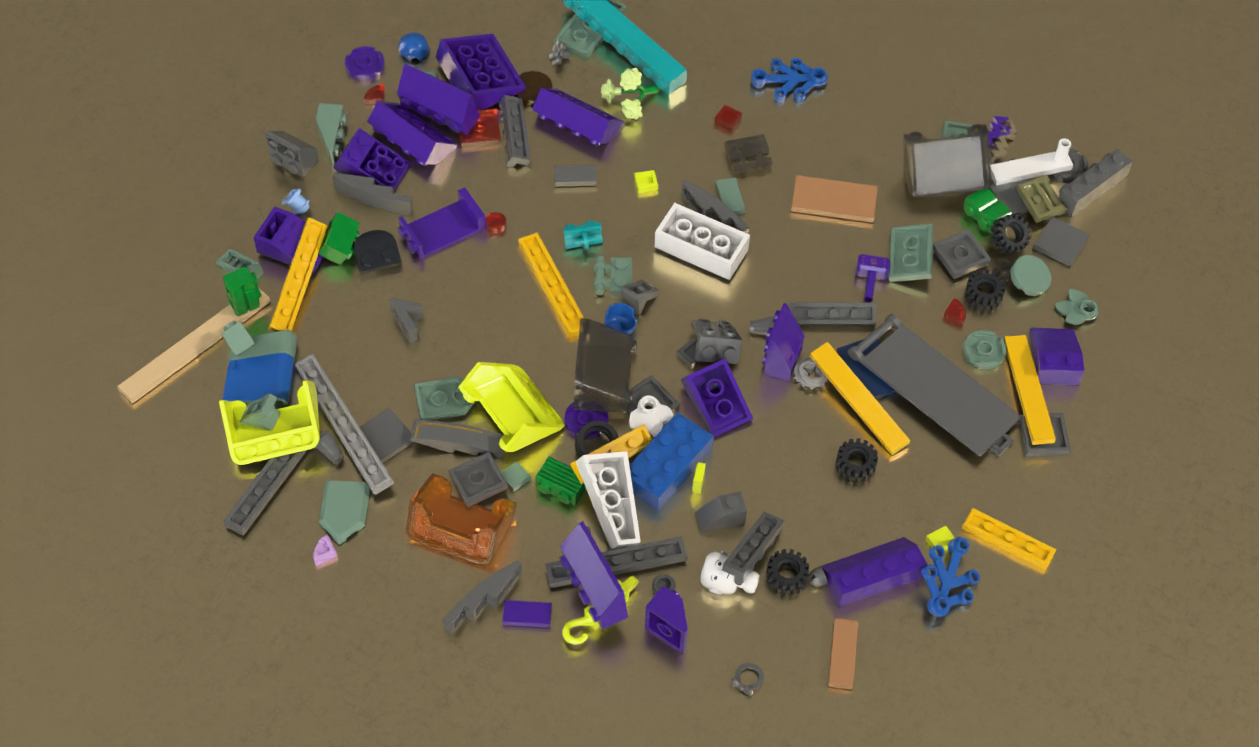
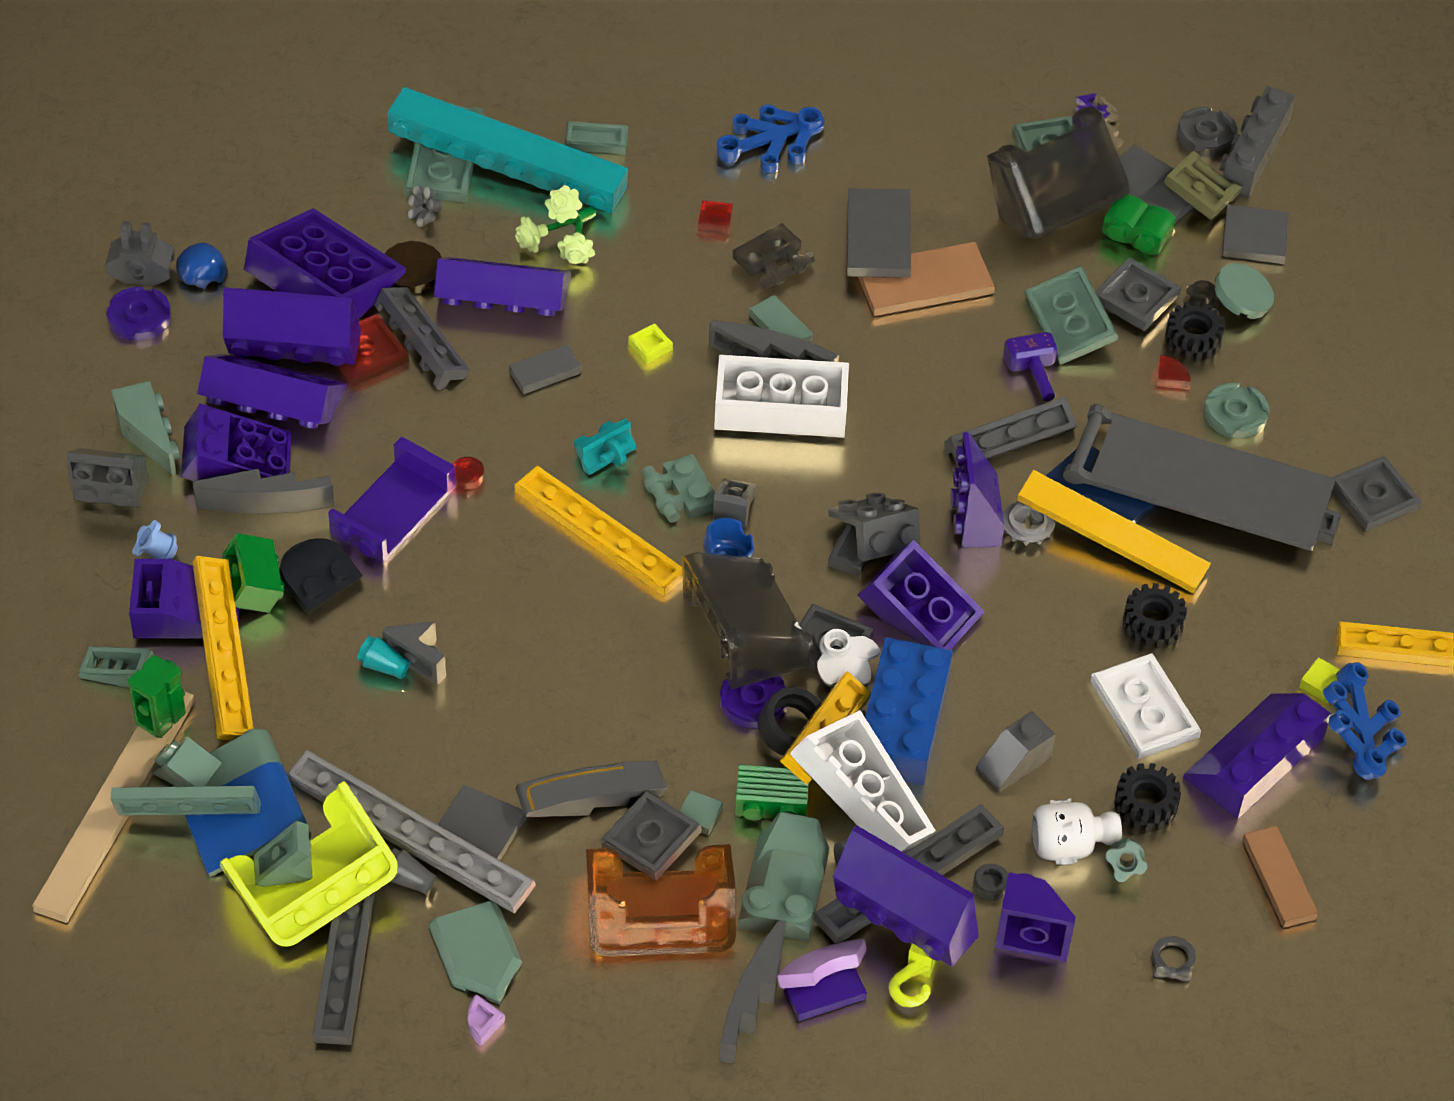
camera: 25 degrees left, 5 degrees down
(226, 358) = (186, 800): none -> sand green tile
(375, 94) = (183, 353): clear red tile -> none
(379, 28) = (138, 255): none -> dark grey hinge
(384, 314) = (381, 657): none -> teal cone
(441, 399) = (535, 743): sand green tile -> none
(512, 403) = (642, 714): neon yellow windscreen -> none
(532, 595) = (822, 962): none -> lavender tile
(541, 535) = (785, 877): none -> sand green slope
(684, 45) = (597, 137): none -> sand green tile
(698, 478) = (958, 717): neon yellow tile -> none
(745, 605) = (1122, 868): none -> sand green brick
(753, 547) = (1091, 778): dark grey hinge -> none
(761, 326) = (932, 482): dark grey cone -> none
(817, 577) = (1193, 788): dark grey hinge -> none
(820, 160) = (879, 233): none -> dark grey tile
(820, 514) = (1145, 706): none -> white tile
(1019, 229) = (1200, 238): black tyre -> none
(1029, 390) = (1327, 441): yellow tile -> none
(1033, 166) = (1171, 143): white piece -> none
(1057, 356) = (1336, 385): dark purple slope -> none
(1076, 308) = (1325, 313): sand green plate -> none

